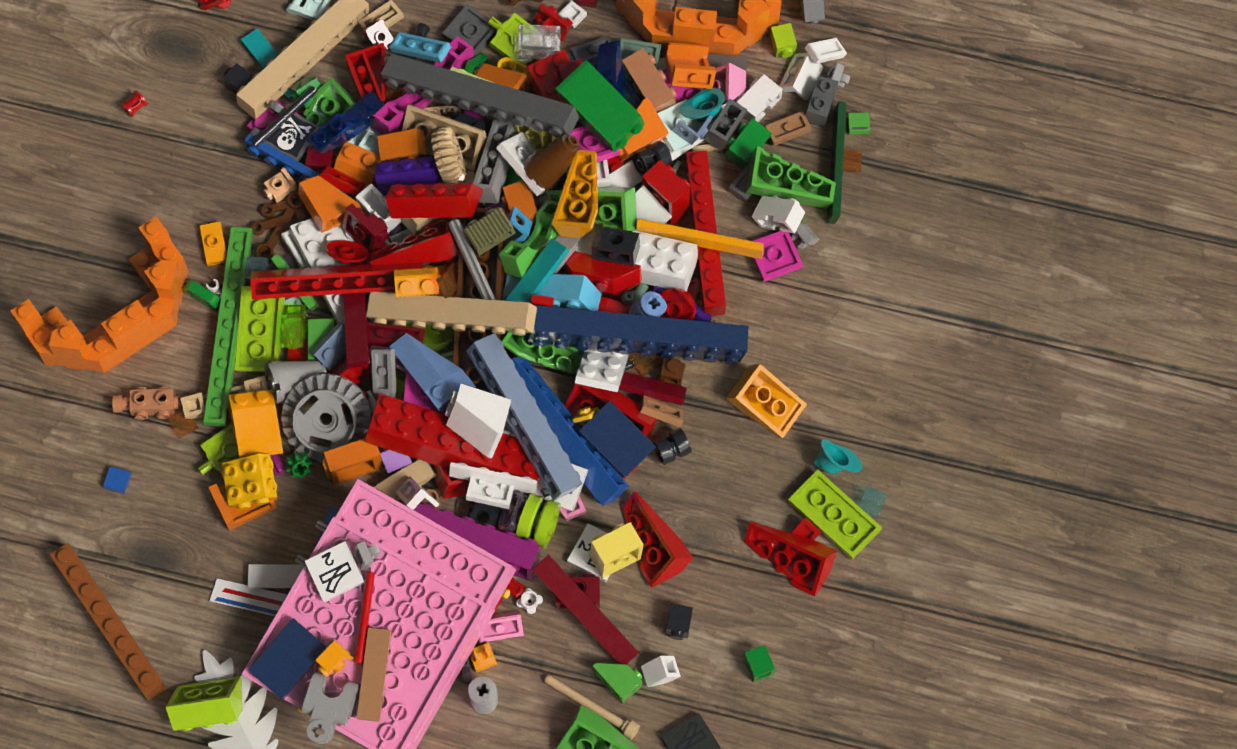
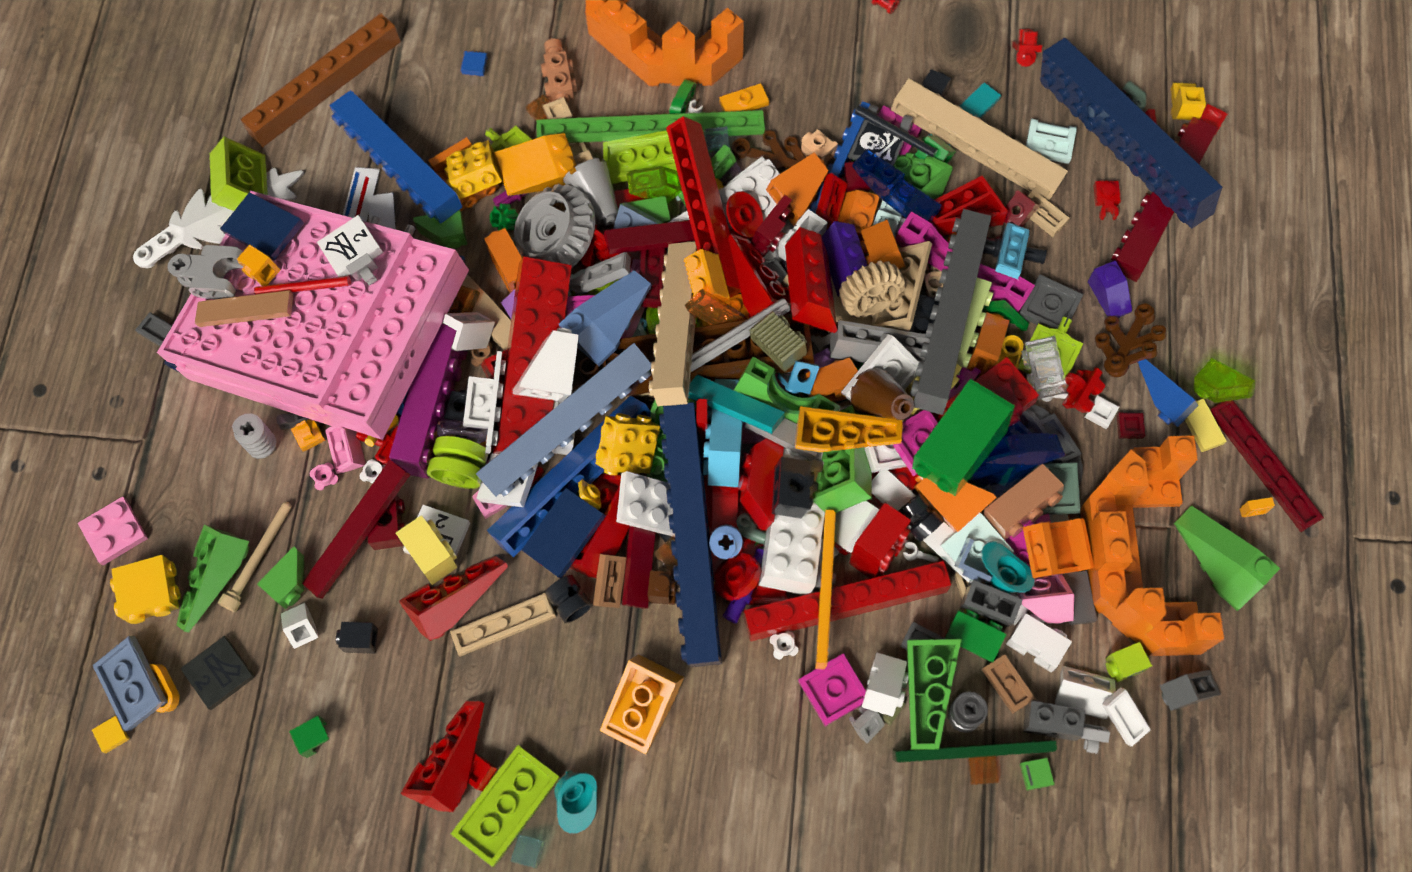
camera: 85 degrees right, 0 degrees up
(214, 554) = (396, 157): none -> blue brick
(298, 519) = (447, 234): none -> bright green slope
(526, 638) = (320, 470): none -> bright pink plate
(548, 376) = (627, 444): none -> yellow brick
(683, 504) = (502, 624): none -> tan tile
(735, 282) = (788, 638): none -> white plate
(808, 156) = (967, 712): none -> flat silver wheel

